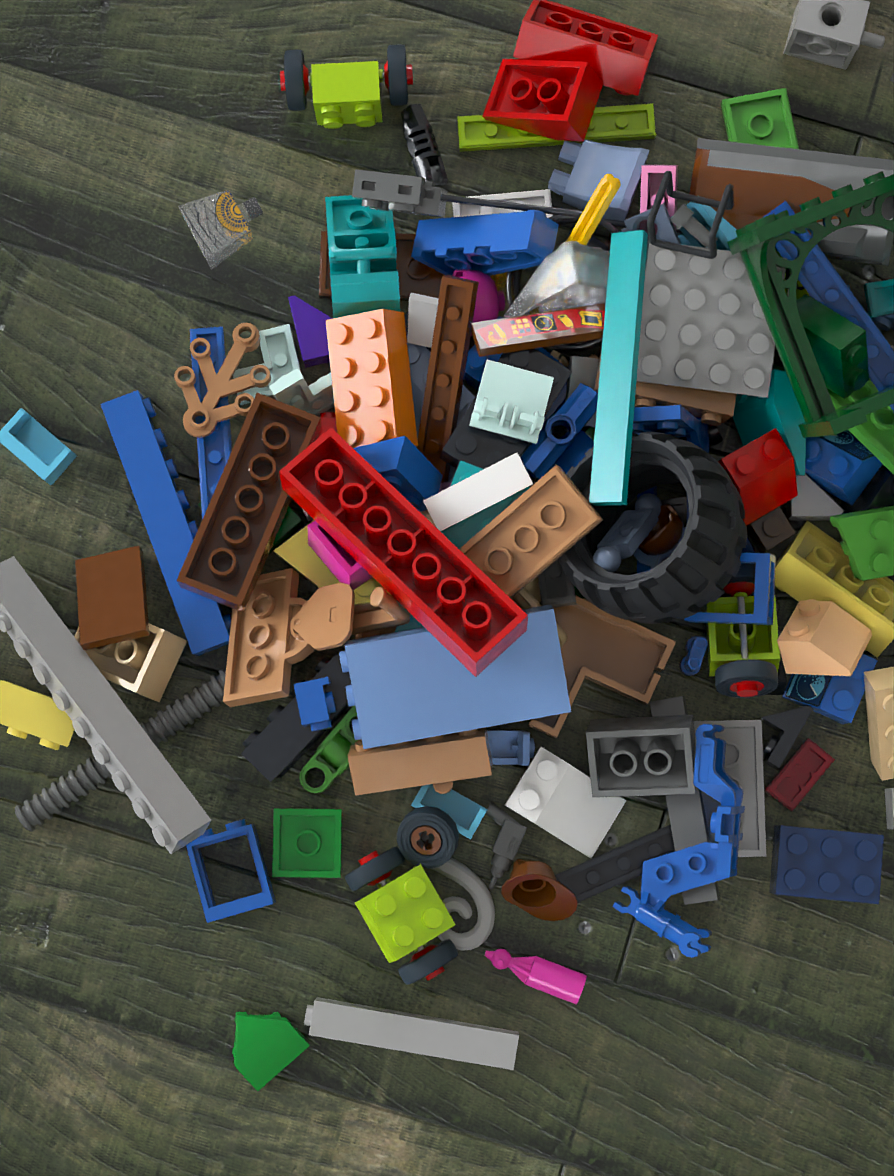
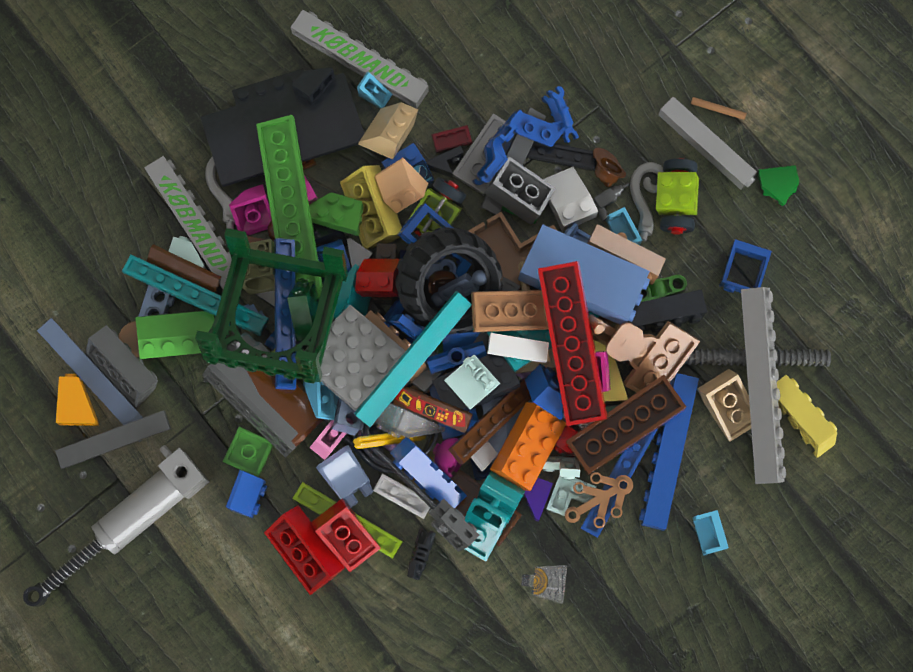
camera: 150 degrees left, 5 degrees down
(111, 598) = (720, 431): reddish brown tile -> none
(307, 843) = (700, 258): green plate -> none
(315, 703) = (658, 308): blue brick -> none
(346, 90) = (439, 603): lime brick -> none
(425, 853) = (636, 223): black bush -> none
(433, 1105) = (718, 108): none -> medium nougat bar
(541, 974) = (631, 130): dark pink wheel -> none
(684, 218) = (331, 407): dark grey piece -> none
(695, 651) = (463, 221): blue piece -> none
(719, 59) = (246, 494): none -> blue slope
(726, 203) = (330, 427): black piece -> none
(826, 864) = (468, 92): dark blue brick -> none

